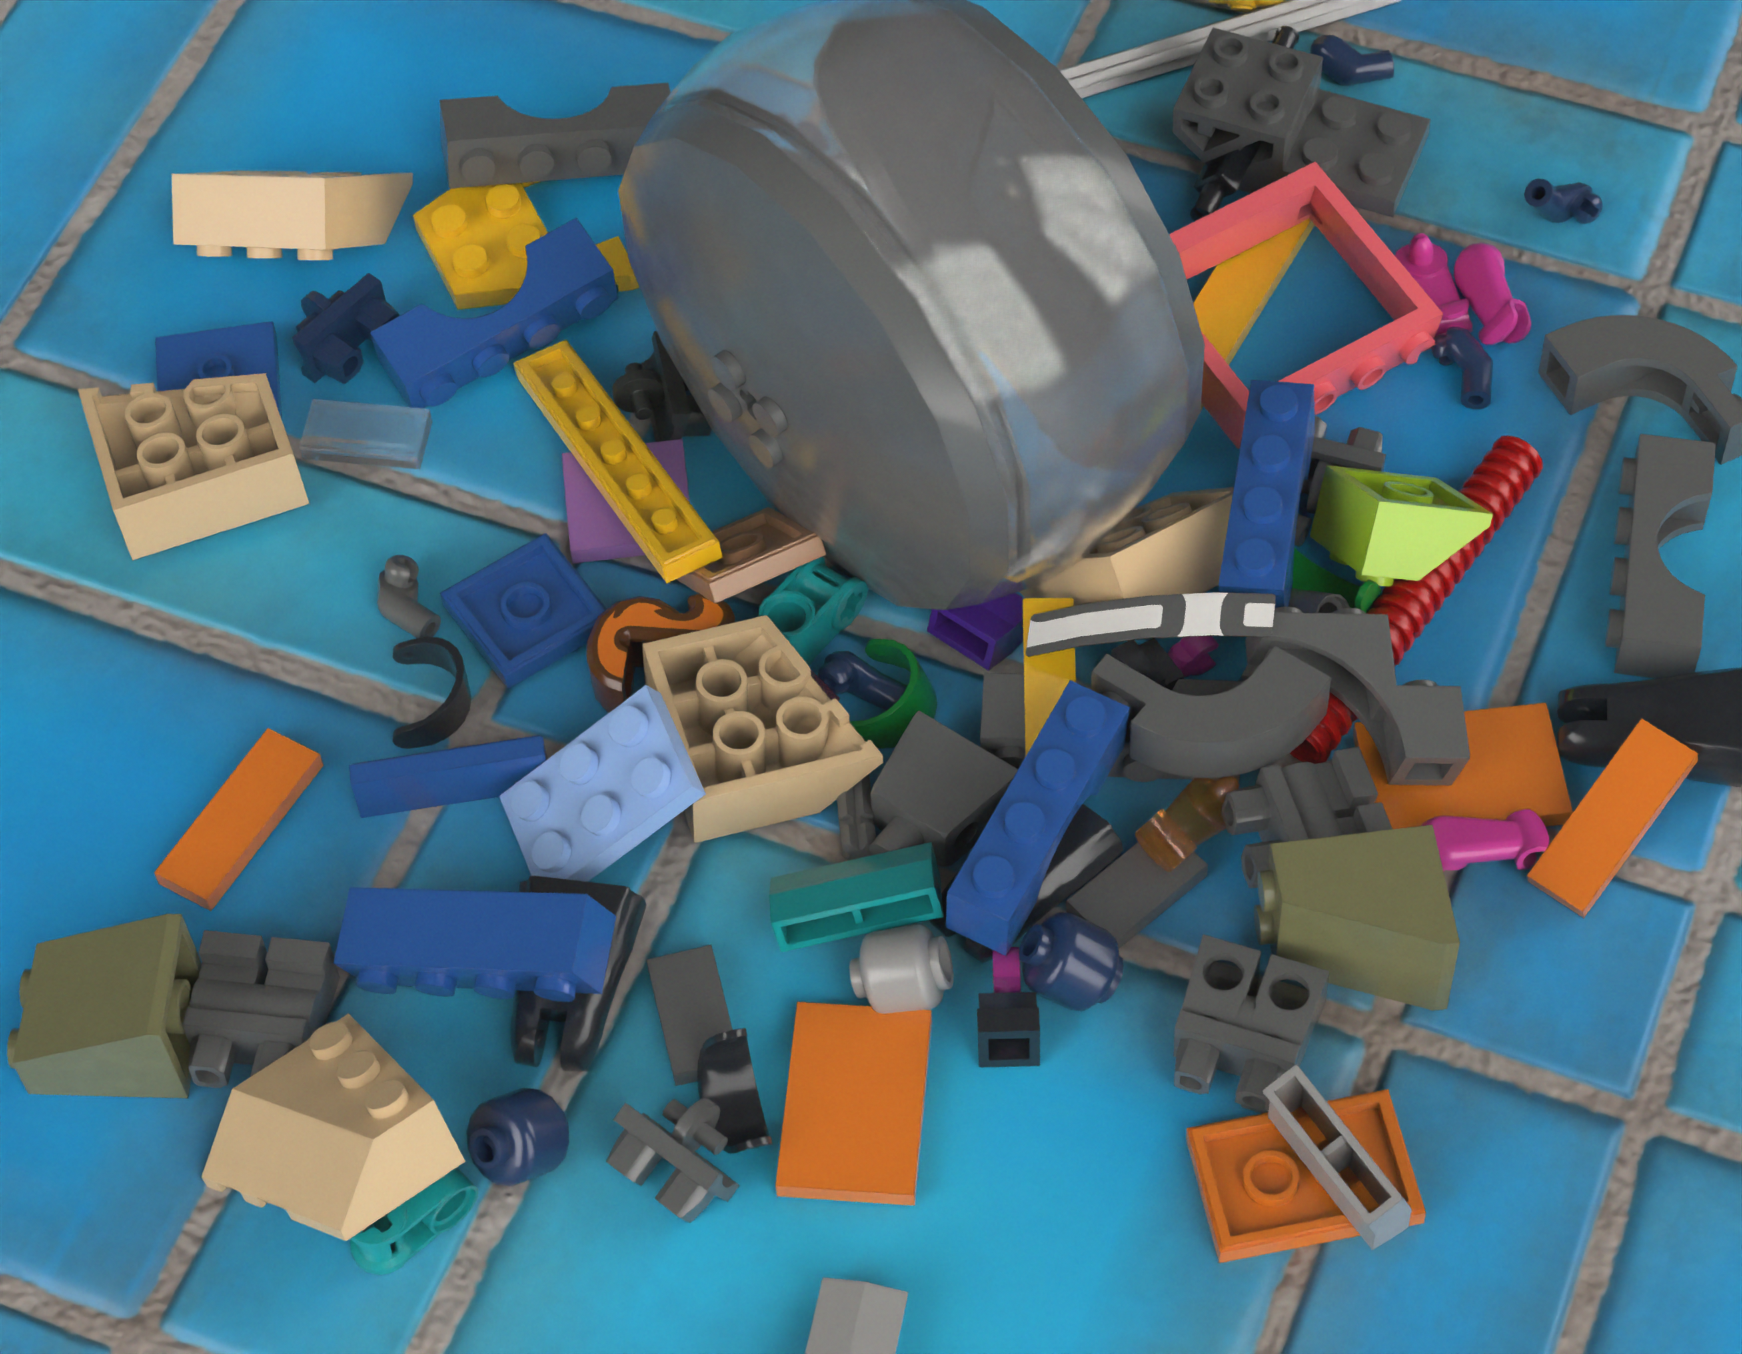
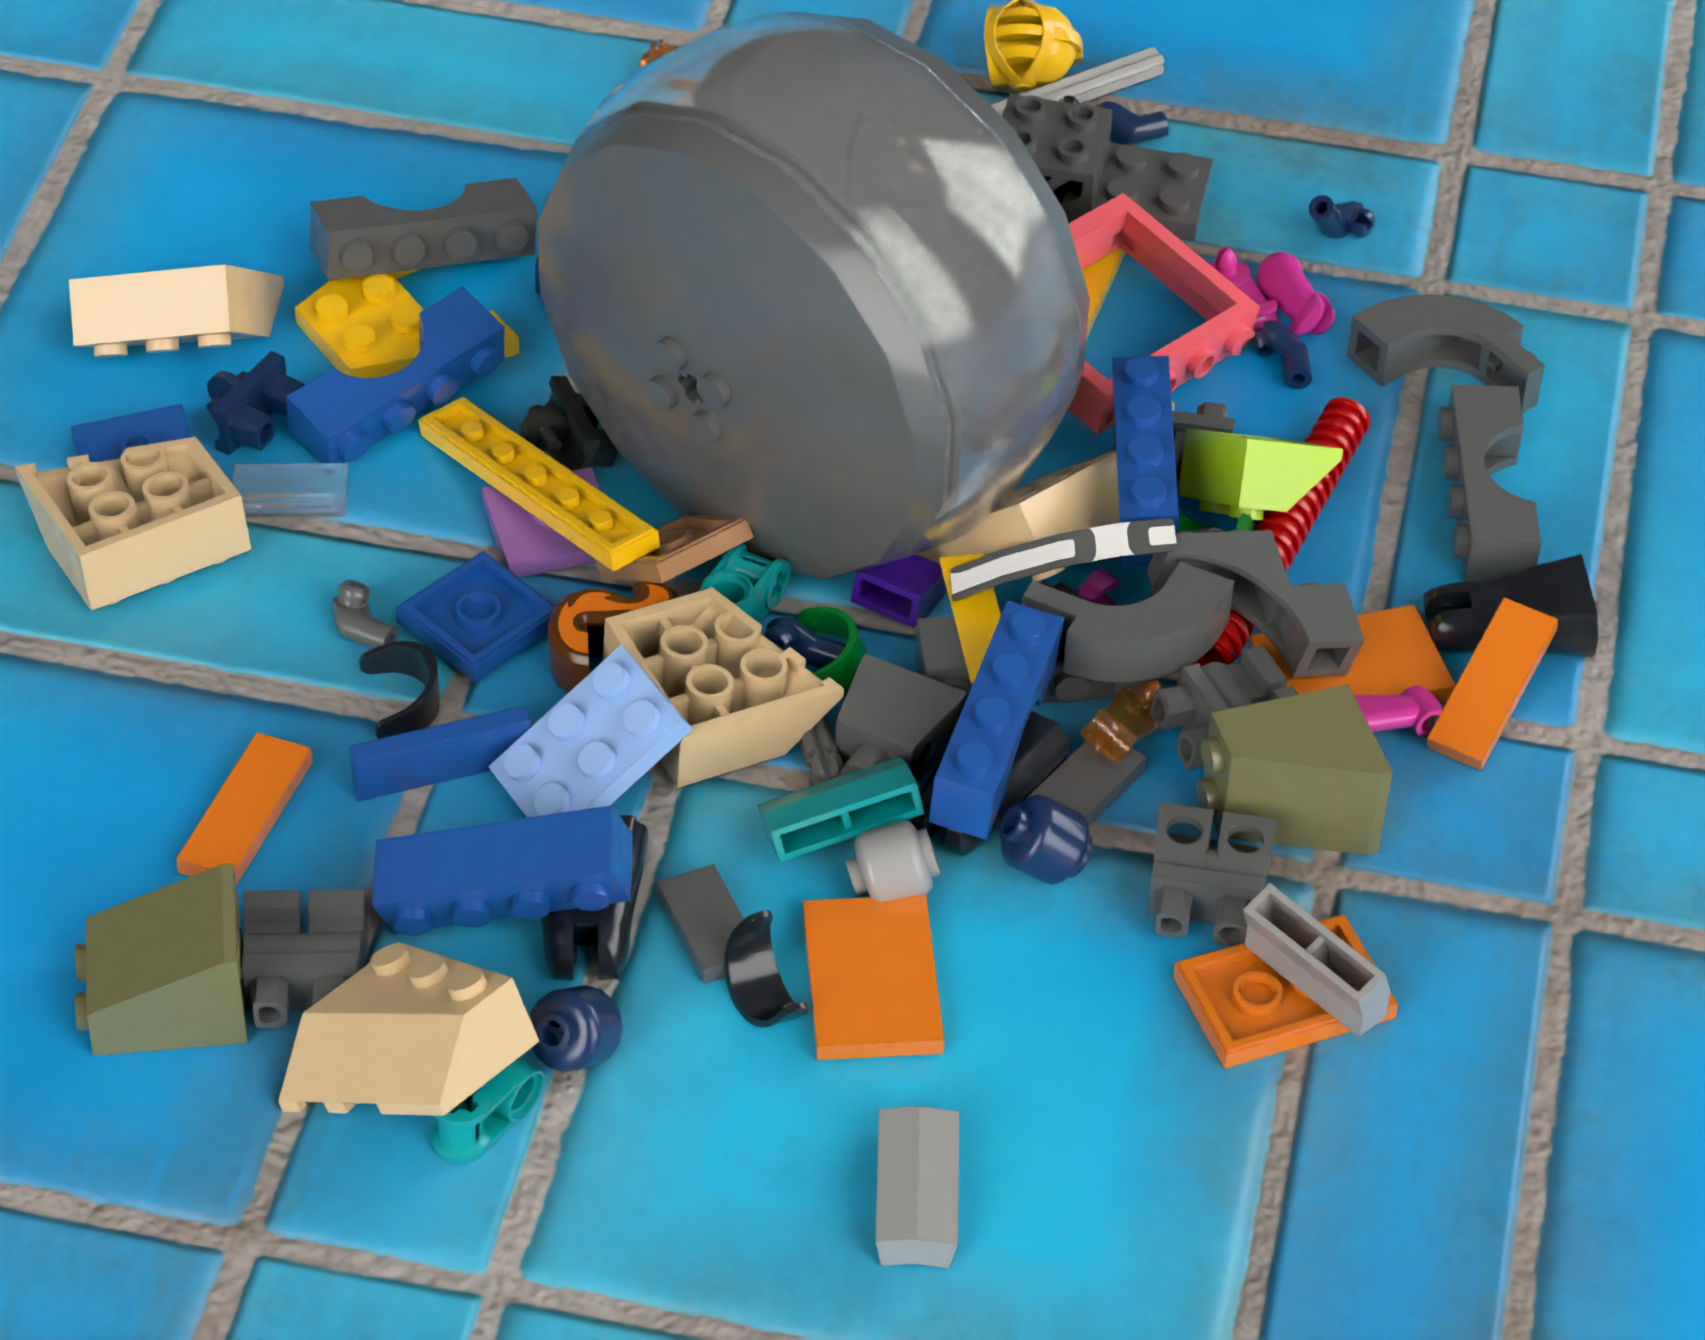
camera: 15 degrees left, 10 degrees down
(646, 1142) = (741, 1042): dark grey hips -> none
(1008, 1018) = (997, 894): black piece -> none

